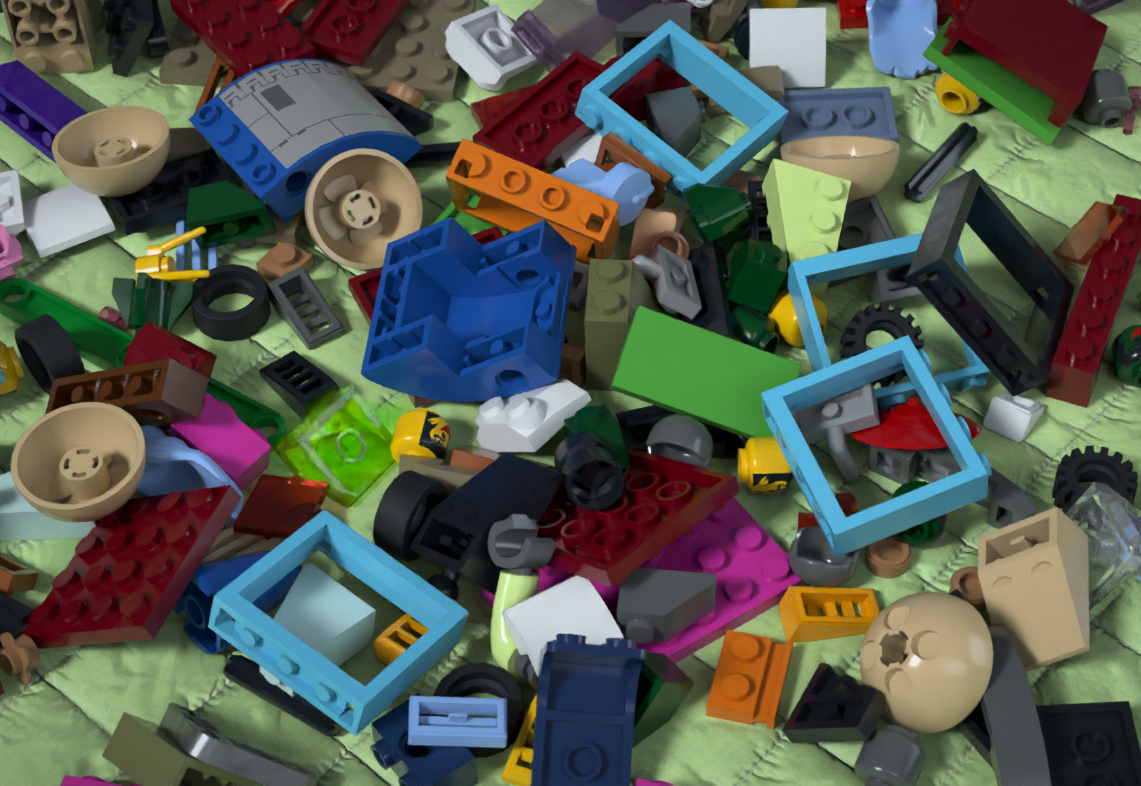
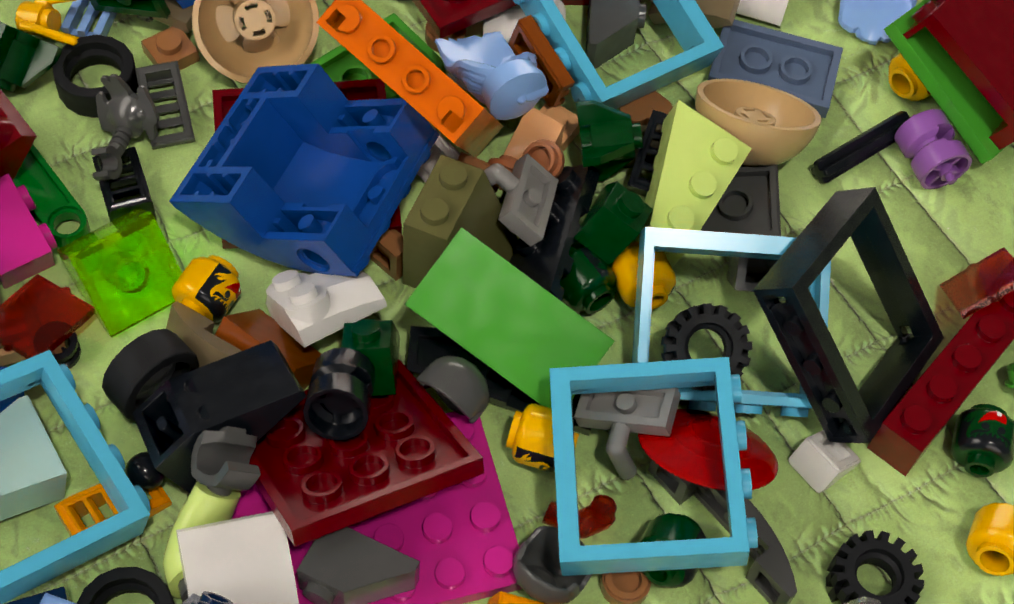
camera: 10 degrees right, 10 degrees up
(279, 327) = (125, 118): none -> dark grey piece
(1007, 148) = (934, 153): none -> medium lavender wheel

